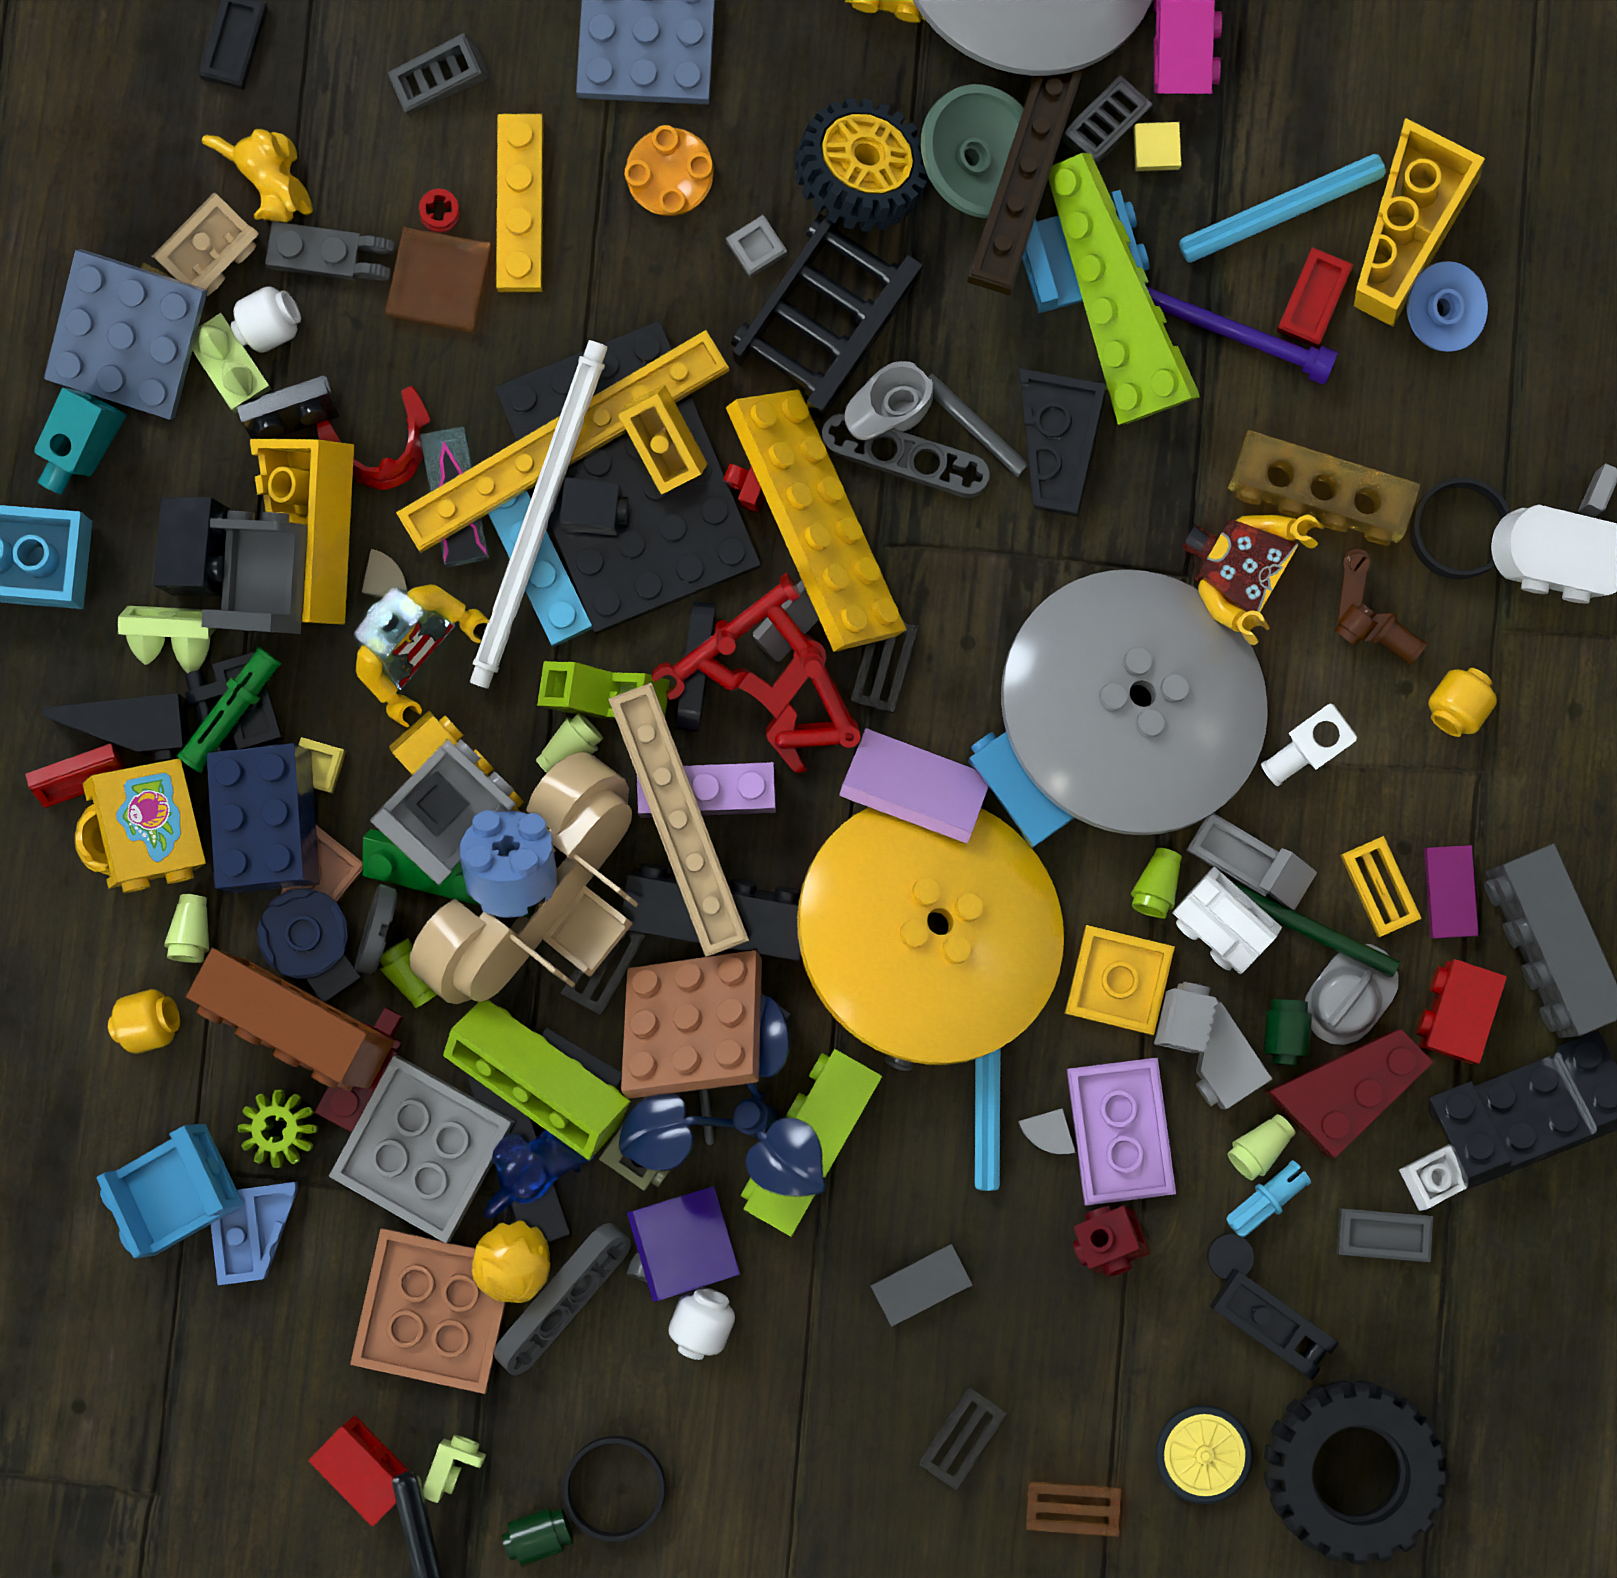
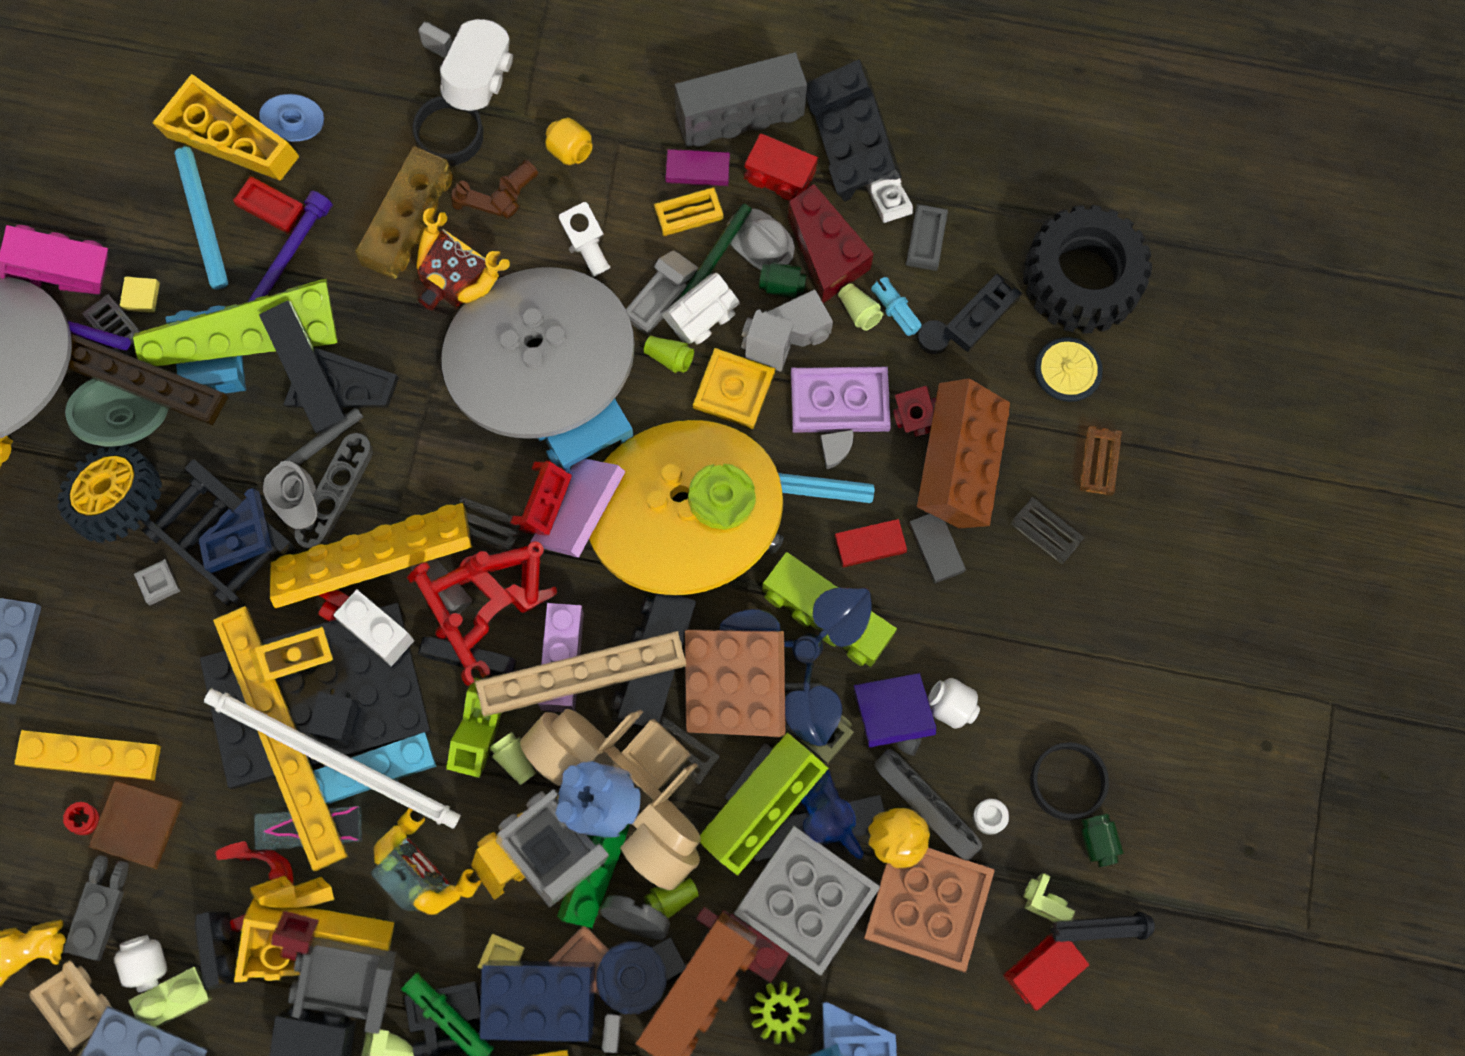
camera: 90 degrees left, 10 degrees down
(233, 917) = (611, 1033): none -> light grey tile
(304, 505) = (294, 934): none -> dark red tile
(360, 477) = (283, 894): none -> yellow slope
(382, 575) = (361, 889): dark tan tile -> none
(557, 1385) = (990, 816): none -> white tile
(669, 171) = (86, 639): light orange dish -> none
(714, 539) = (373, 627): none -> white brick
(821, 341) = (236, 535): none -> dark blue wing
(916, 1192) = (870, 543): none -> red tile
(921, 739) = (544, 499): none -> red hinge
(937, 978) = (721, 496): none -> lime tile
(1050, 1310) = (964, 454): none -> dark orange brick
(1069, 386) = (303, 366): none -> black tile
(1083, 106) = (99, 336): none -> dark purple bar

